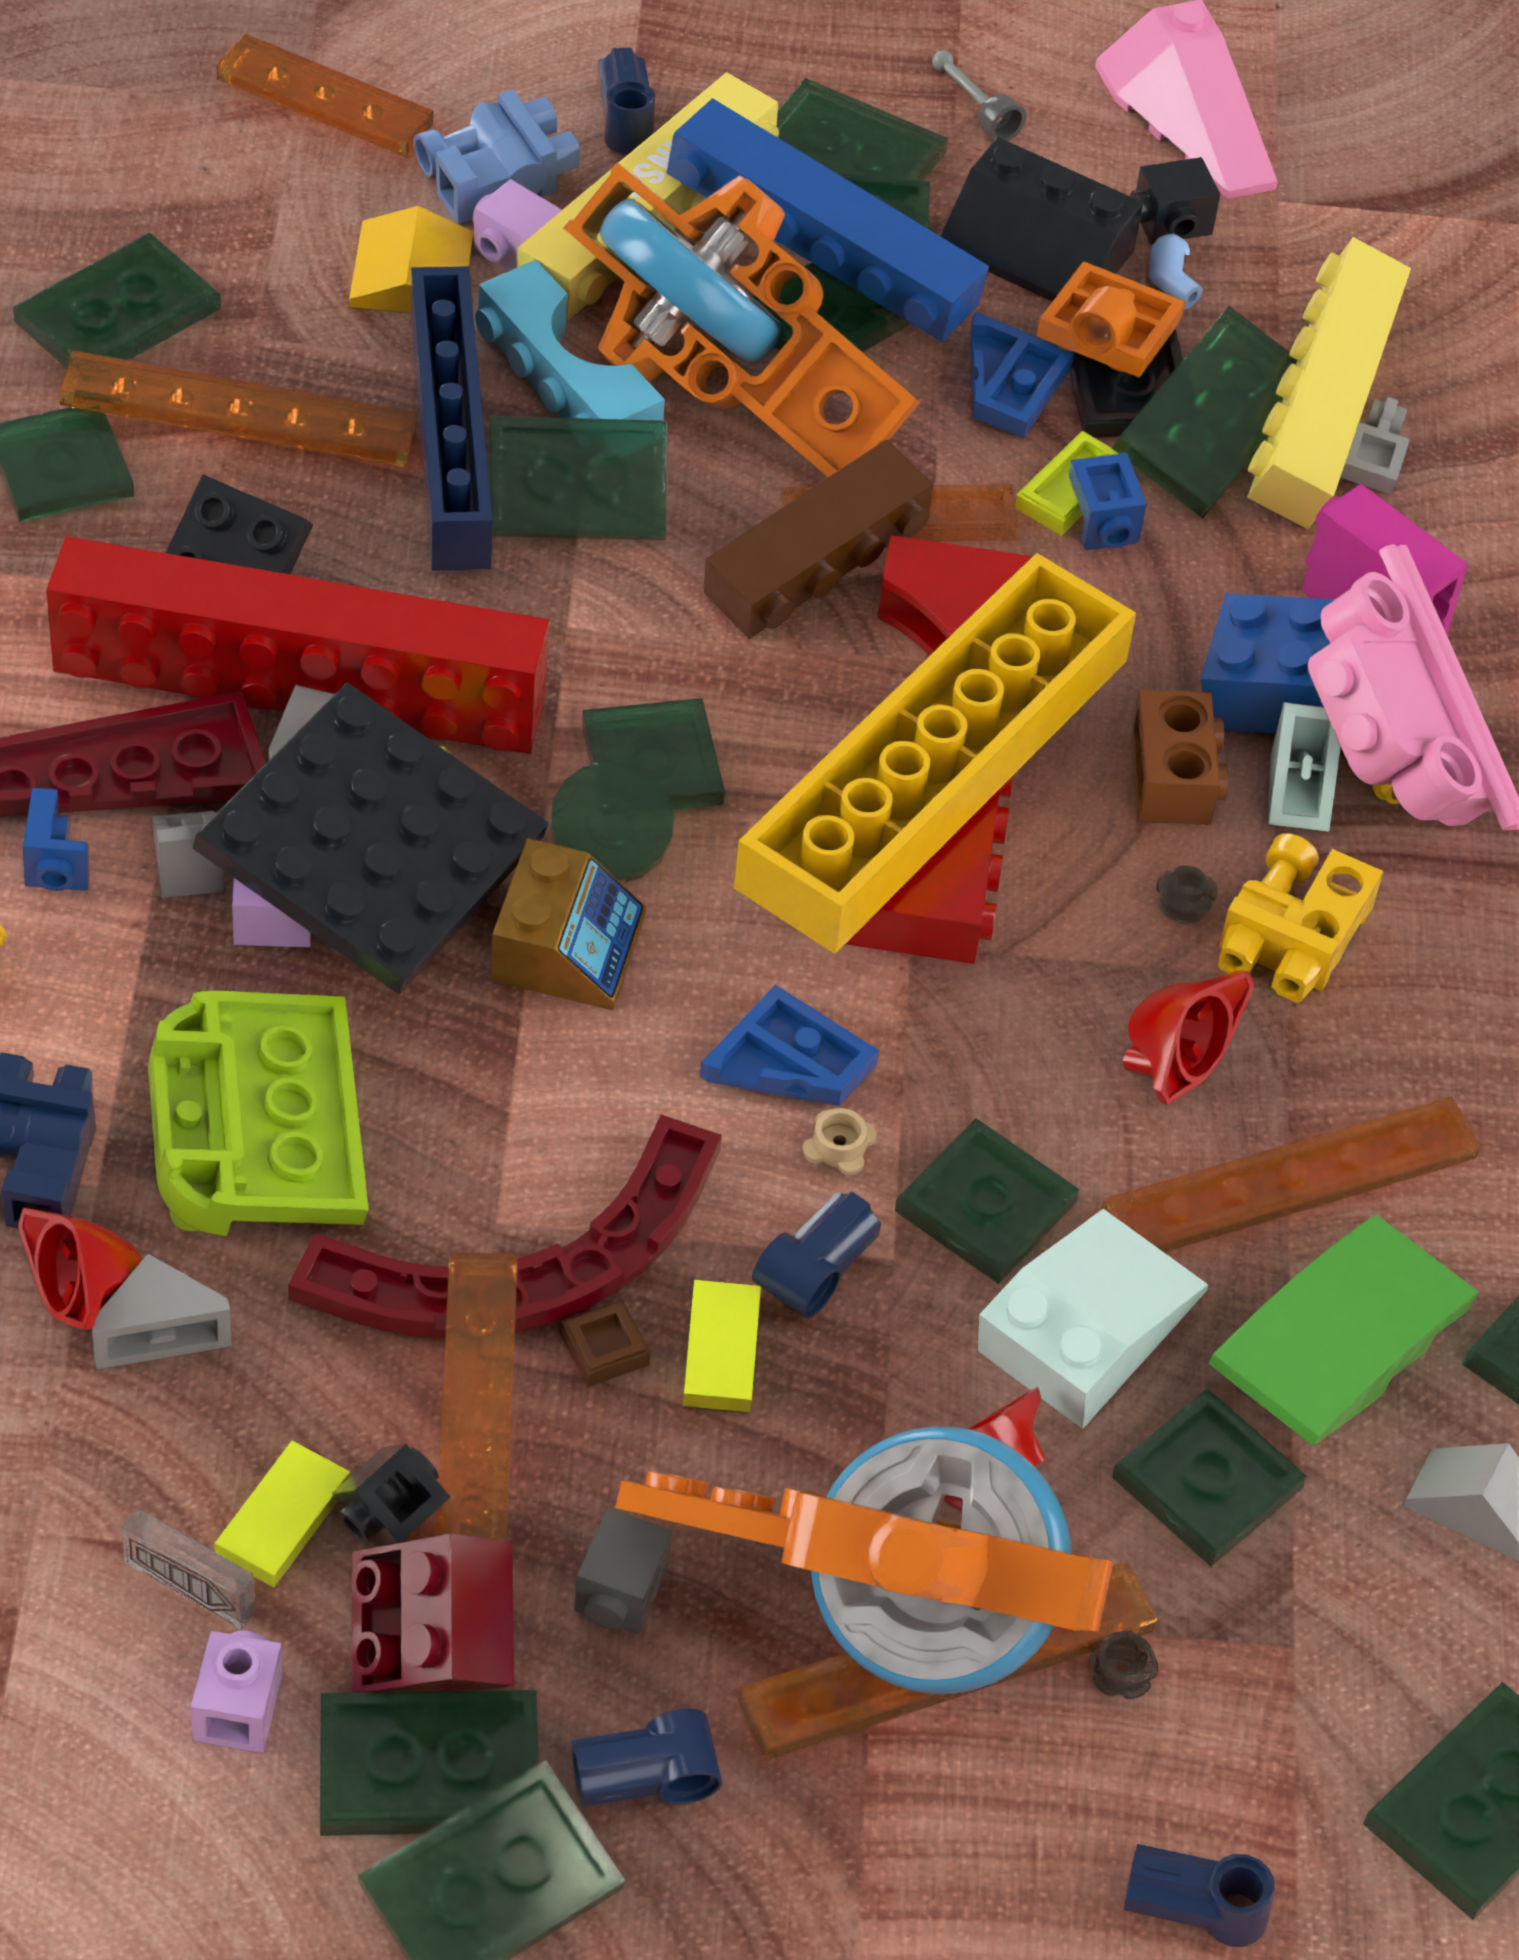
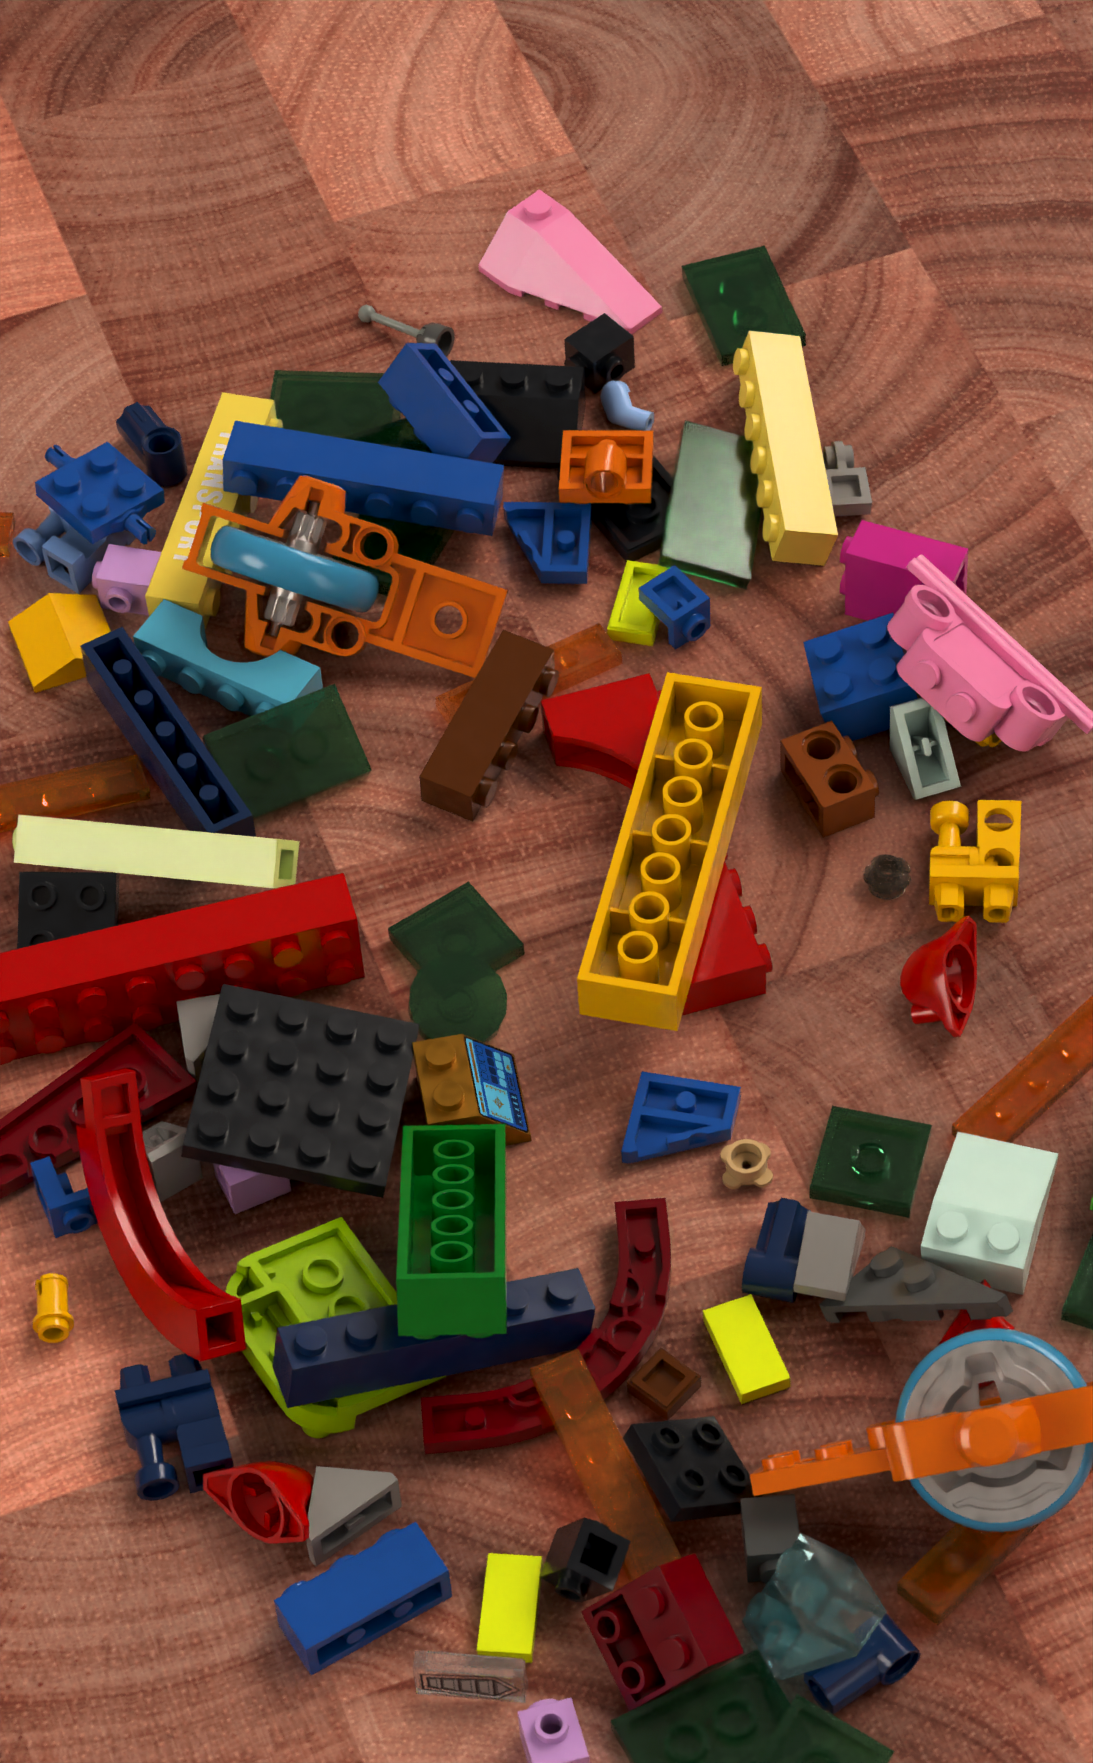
camera: 15 degrees left, 0 degrees up
(105, 953) = (137, 1233): none -> red arch
(119, 1425) = (362, 1597): none -> blue brick
(359, 1169) = (365, 1353): none -> dark blue brick
(365, 516) = (155, 851): none -> yellowish green brick
(437, 1058) = (452, 1231): none -> green brick
(529, 121) = (100, 493): none -> blue plate
(571, 1445) = (690, 1467): none -> black plate
(618, 1672) = (812, 1610): none -> clear light blue slope
(871, 1280) = (828, 1255): none -> light grey slope
(942, 1360) = (913, 1290): none -> dark grey wing
(958, 176) = (442, 405): none -> blue brick
(1374, 201) = (740, 296): none -> clear green tile

